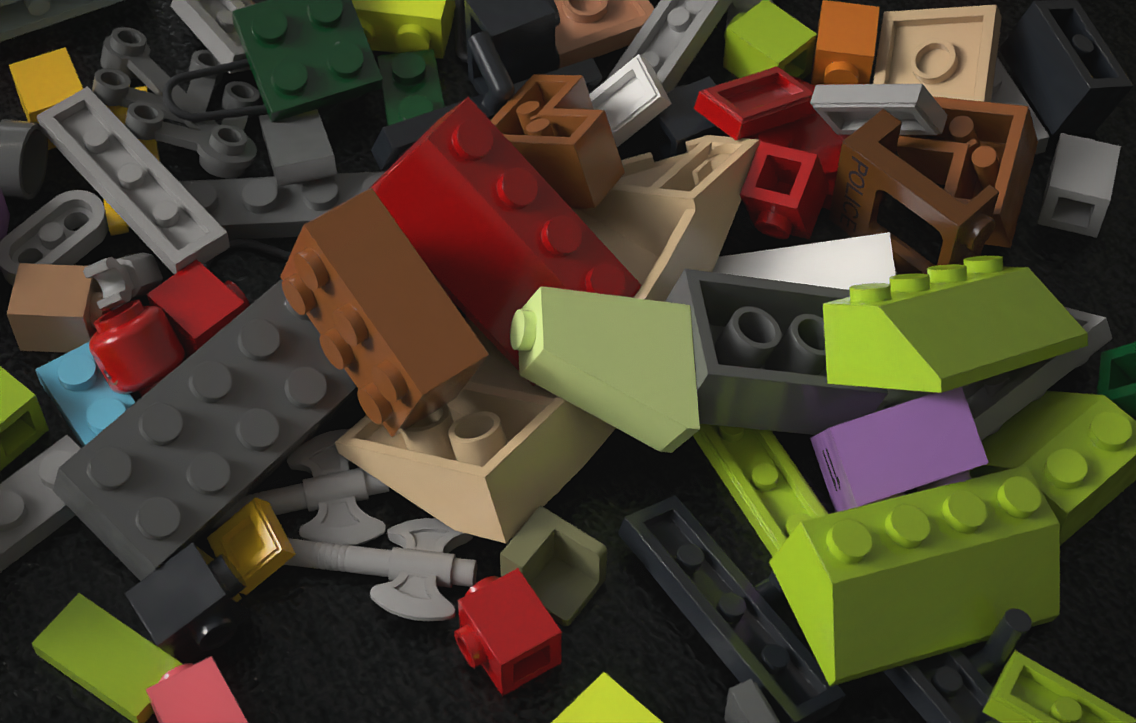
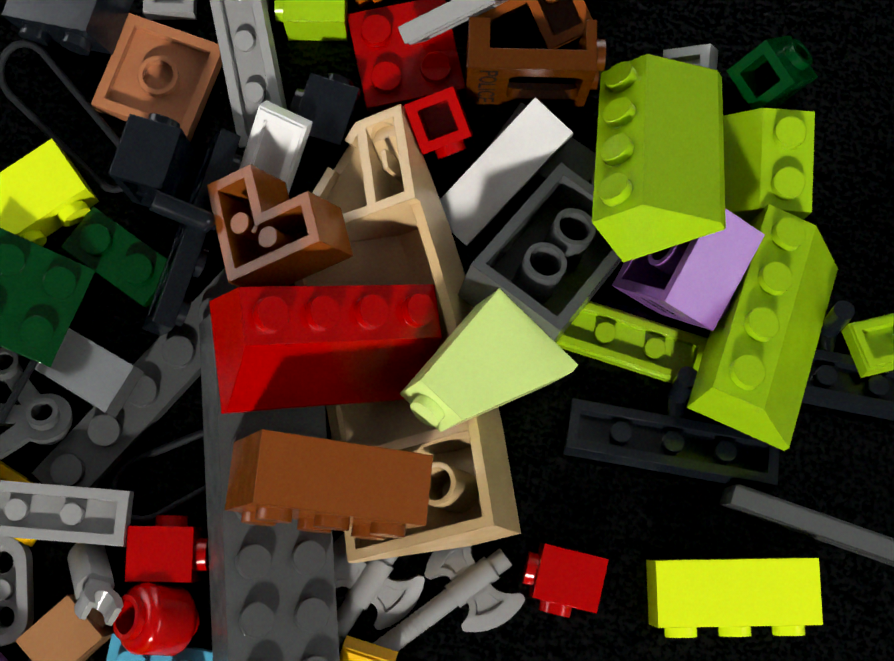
camera: 50 degrees left, 25 degrees up
(557, 562) = (549, 512): olive panel -> none
(755, 103) = (363, 70): red tile -> none

